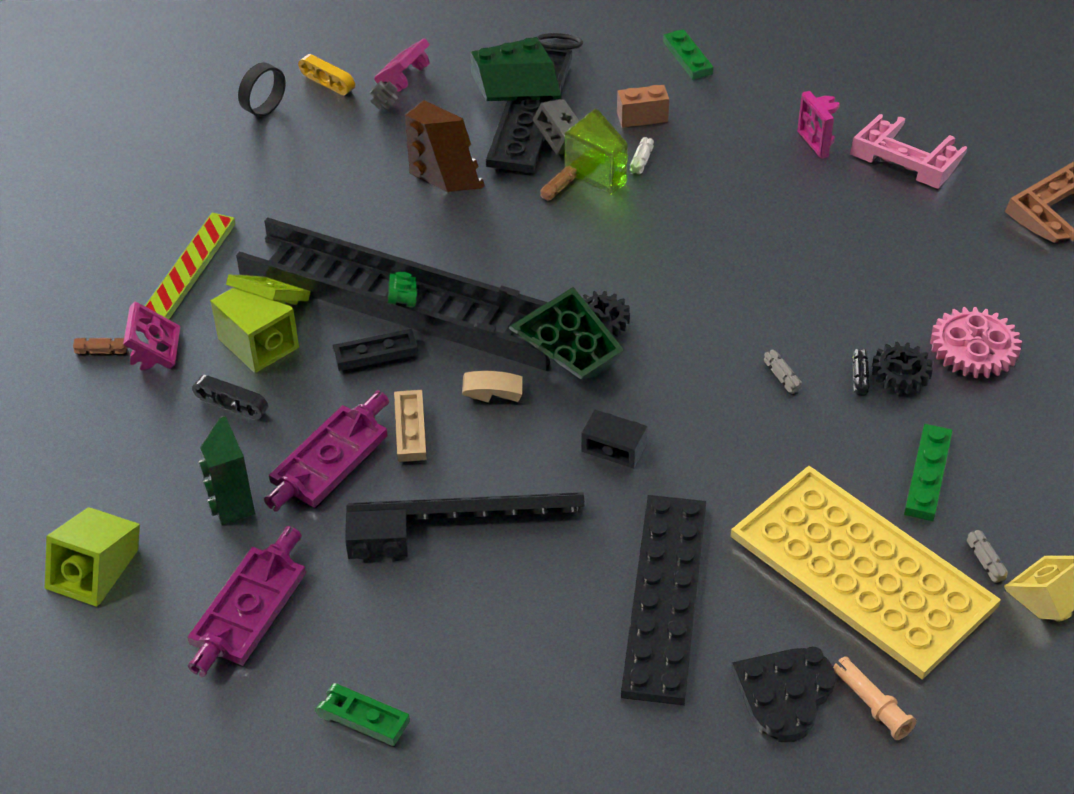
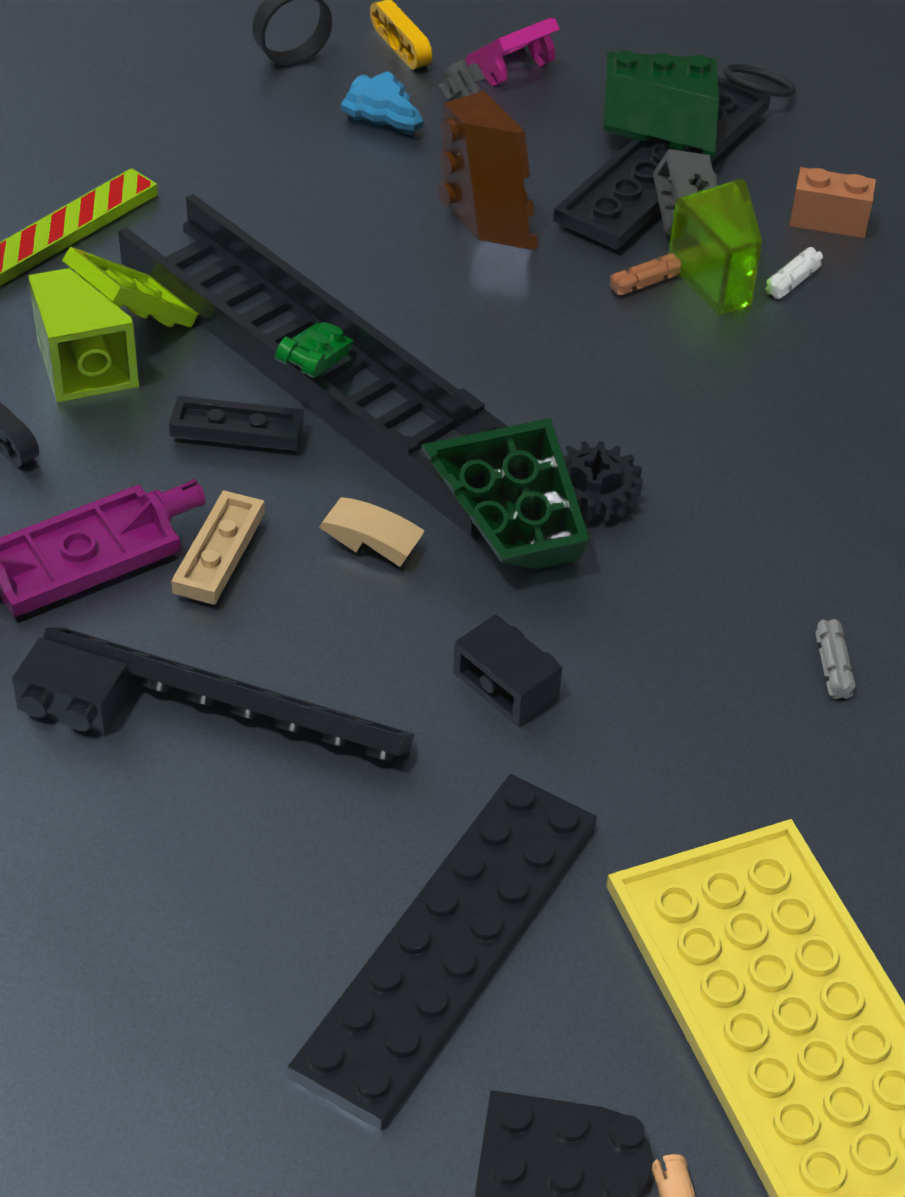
camera: 20 degrees right, 0 degrees up
(342, 123) = (382, 103): none -> dark azure rock

